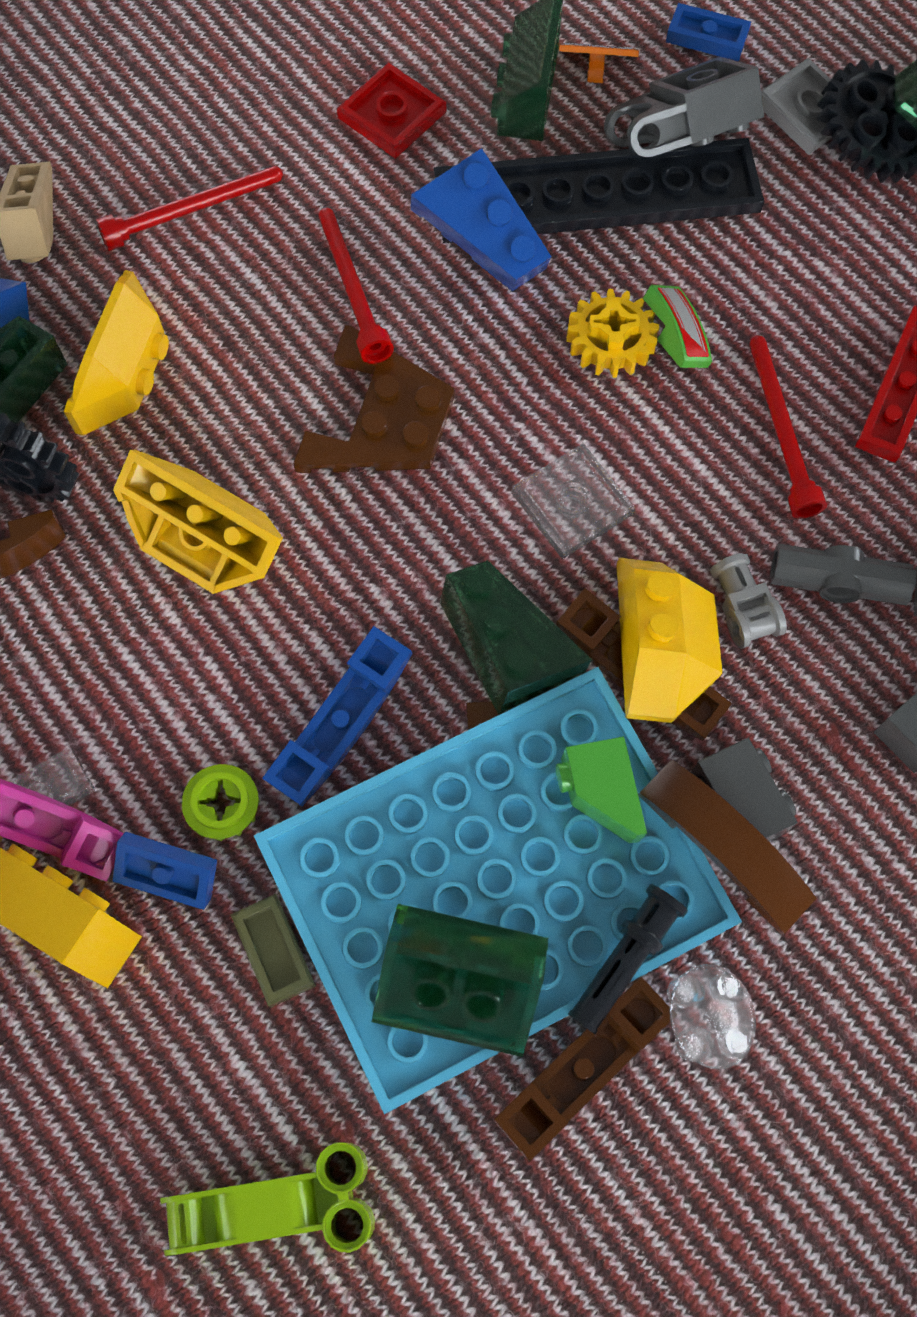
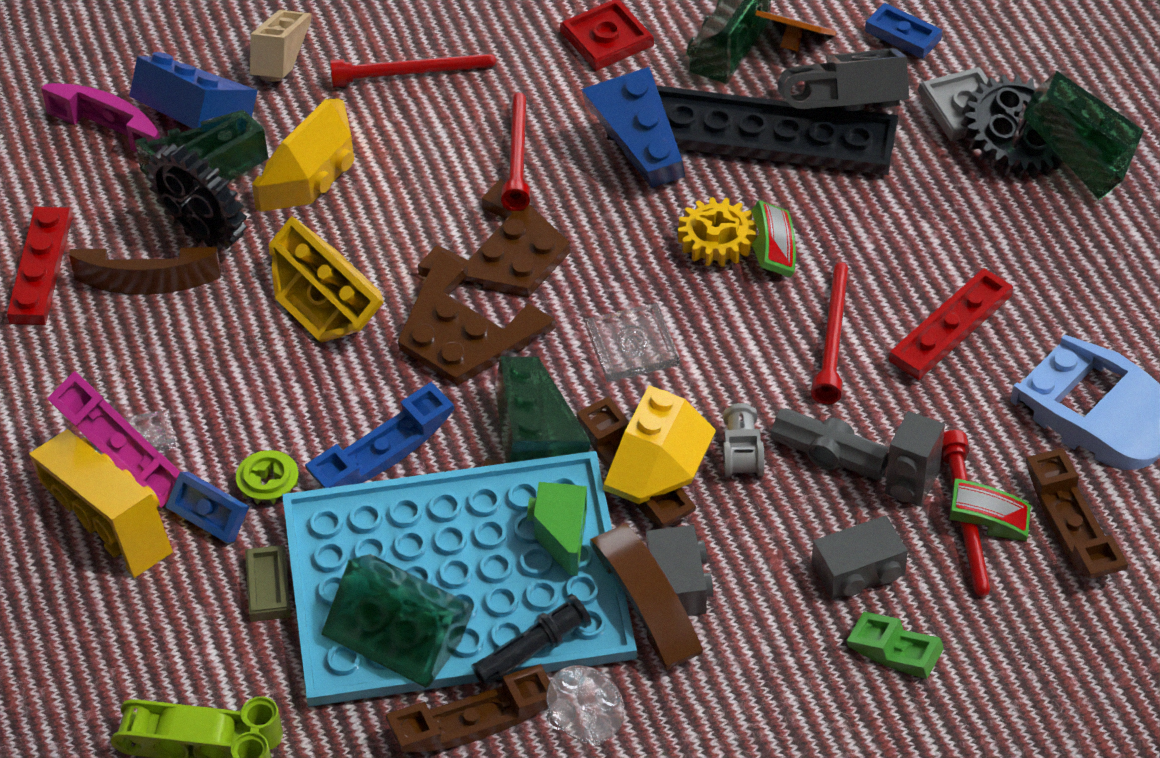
camera: 20 degrees right, 20 degrees down
(368, 547) = (456, 338): none -> reddish brown wing

